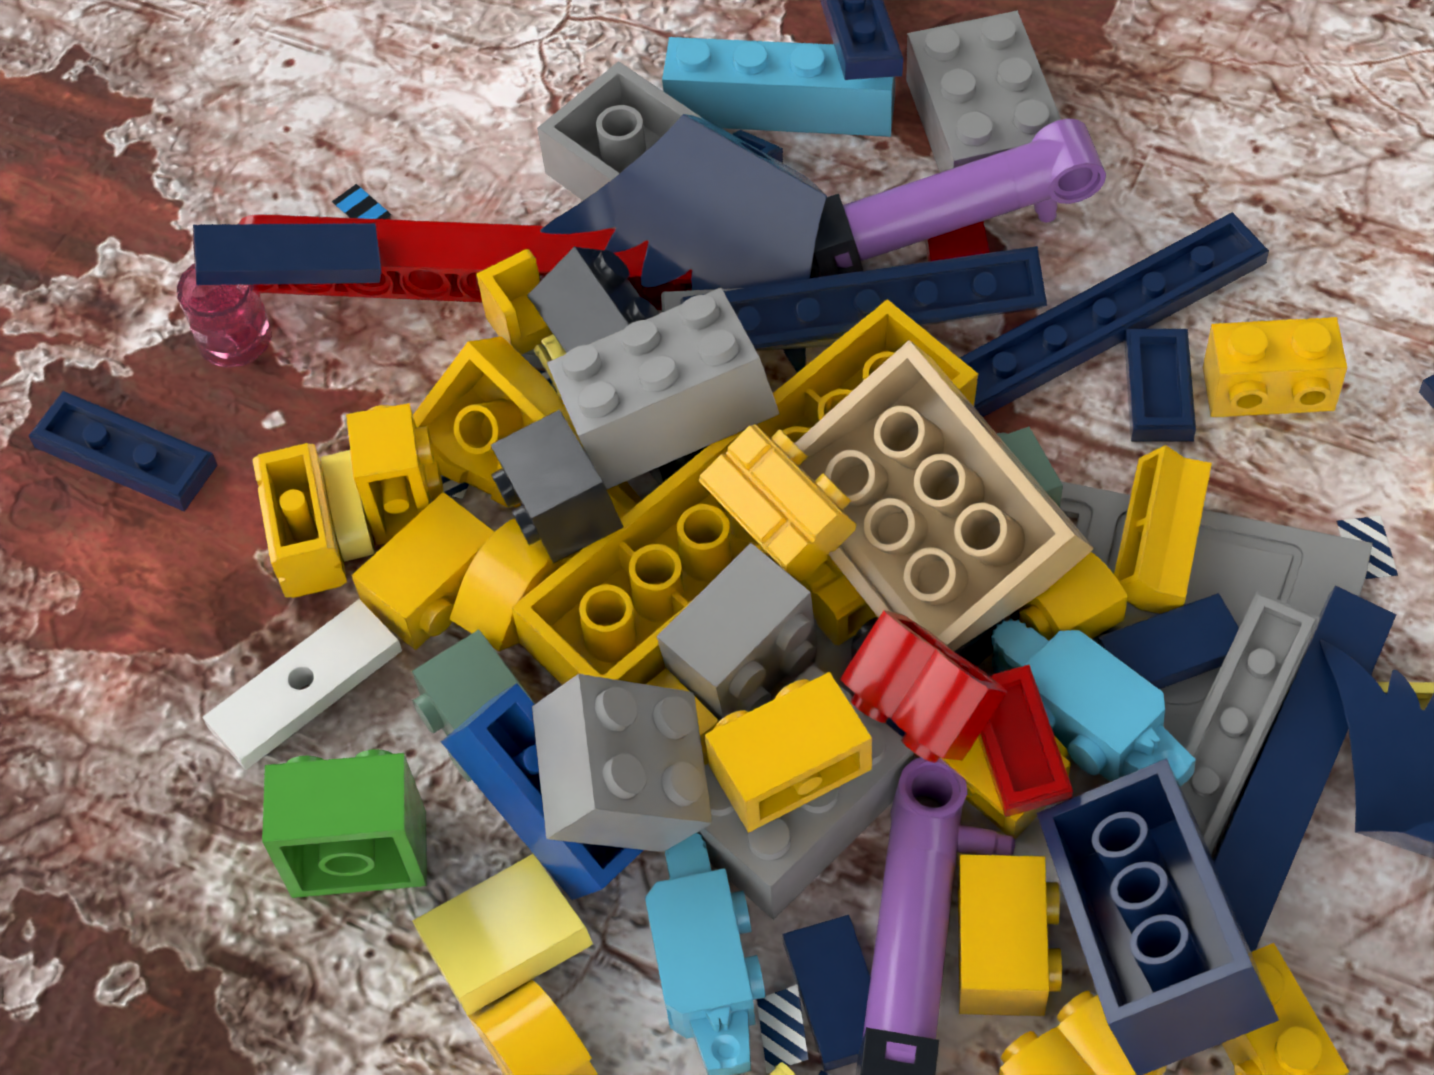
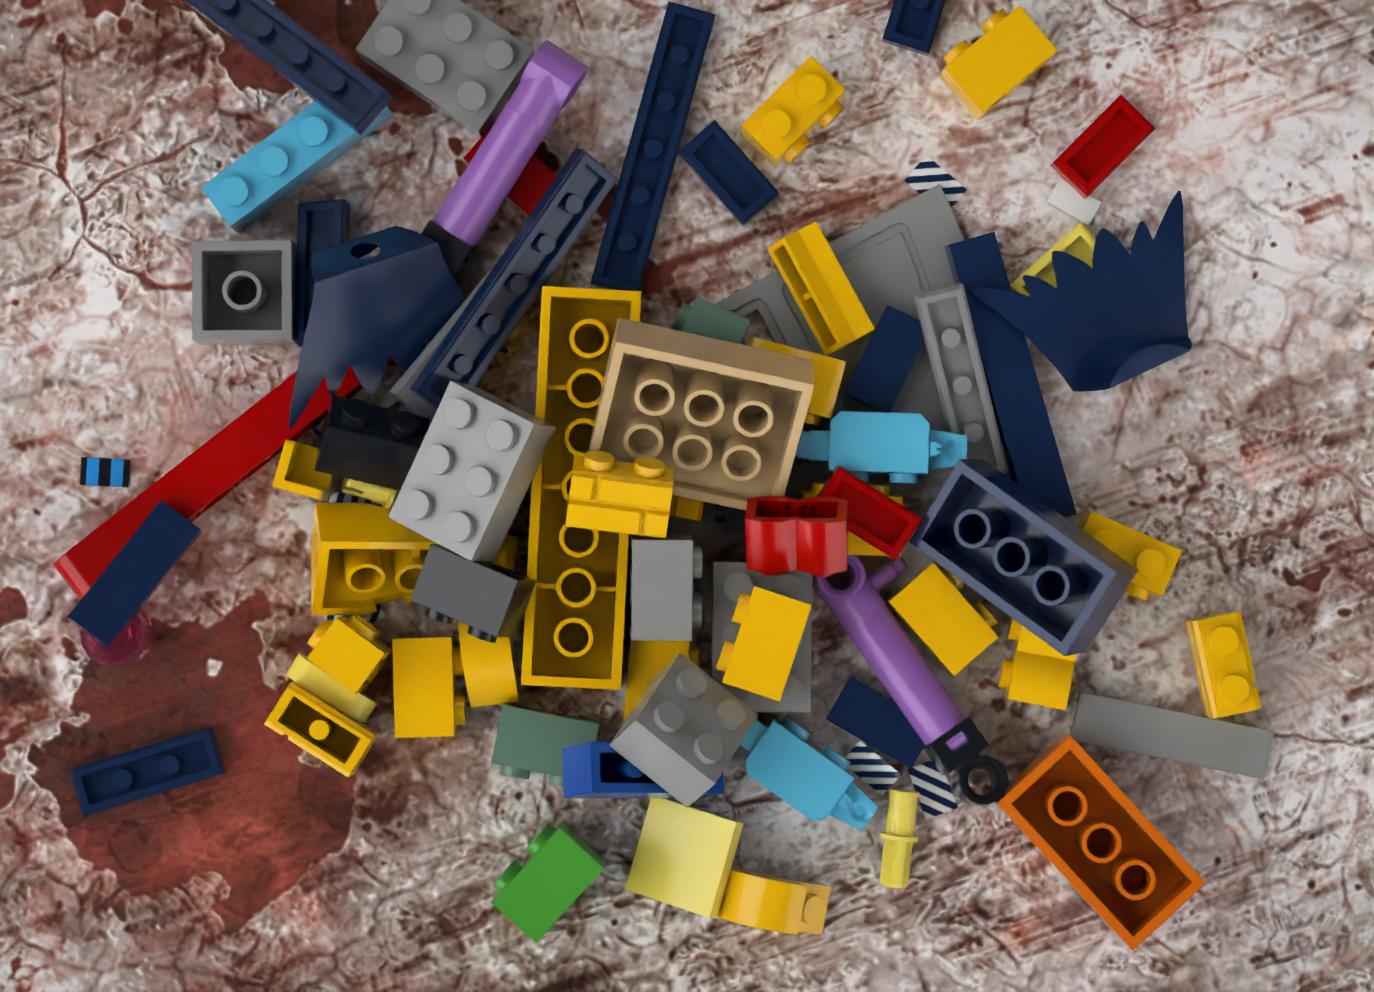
camera: 50 degrees left, 30 degrees up
(328, 660) = (421, 847): white tile -> none

